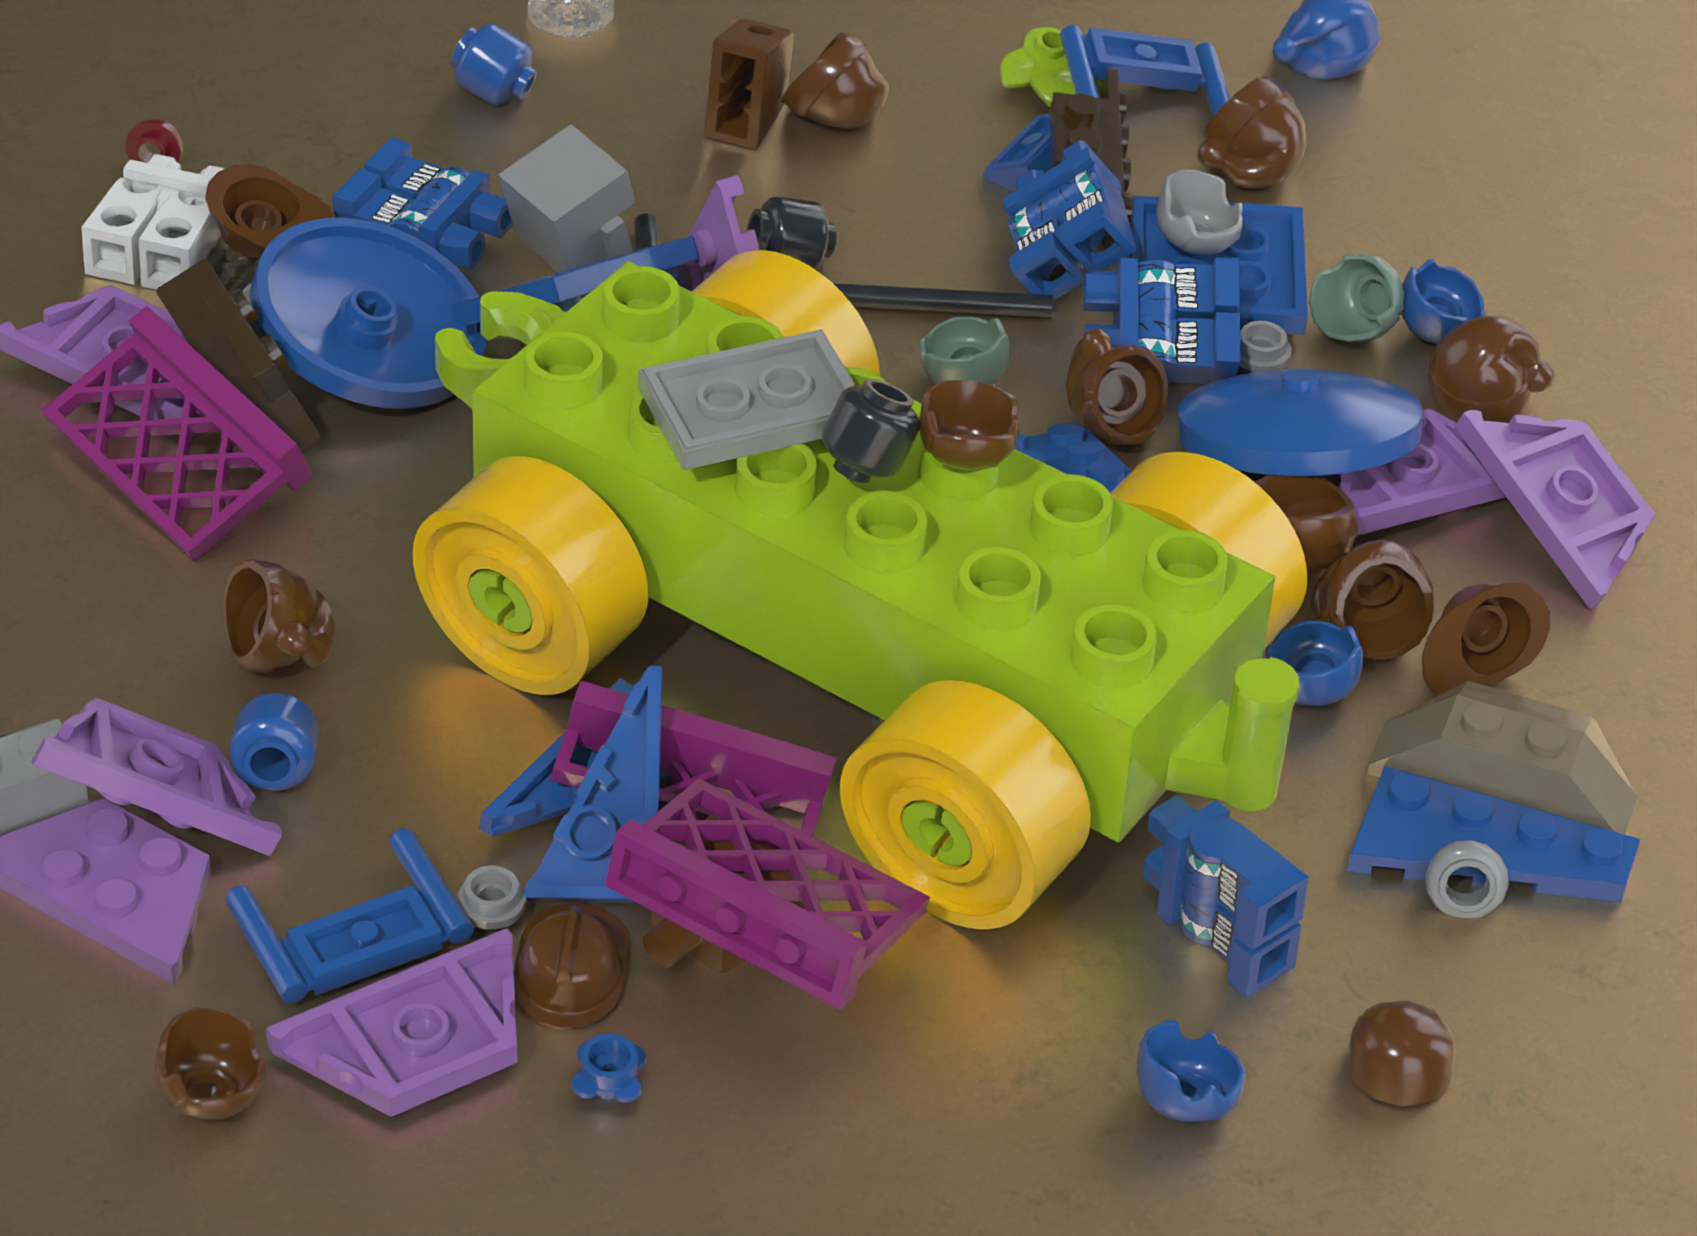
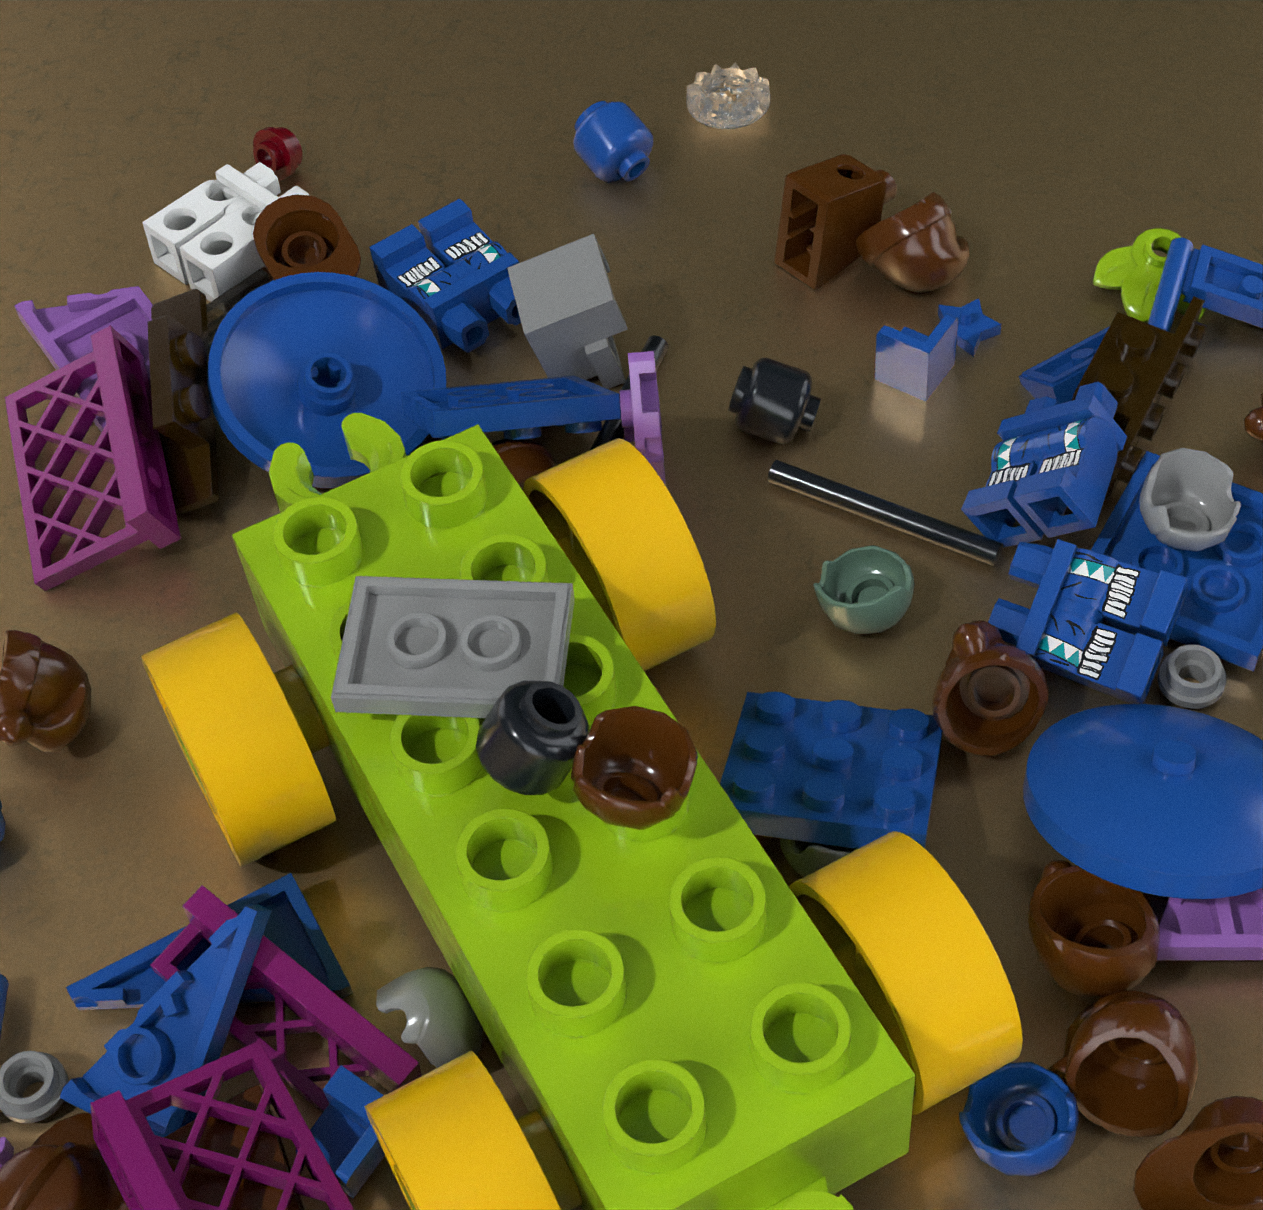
camera: 35 degrees right, 10 degrees up
(810, 805) = (346, 1132): none -> blue panel
(820, 724) = (435, 1012): none -> light grey hair
(890, 176) = (914, 360): none -> blue panel
(911, 145) = (972, 325): none -> blue piece

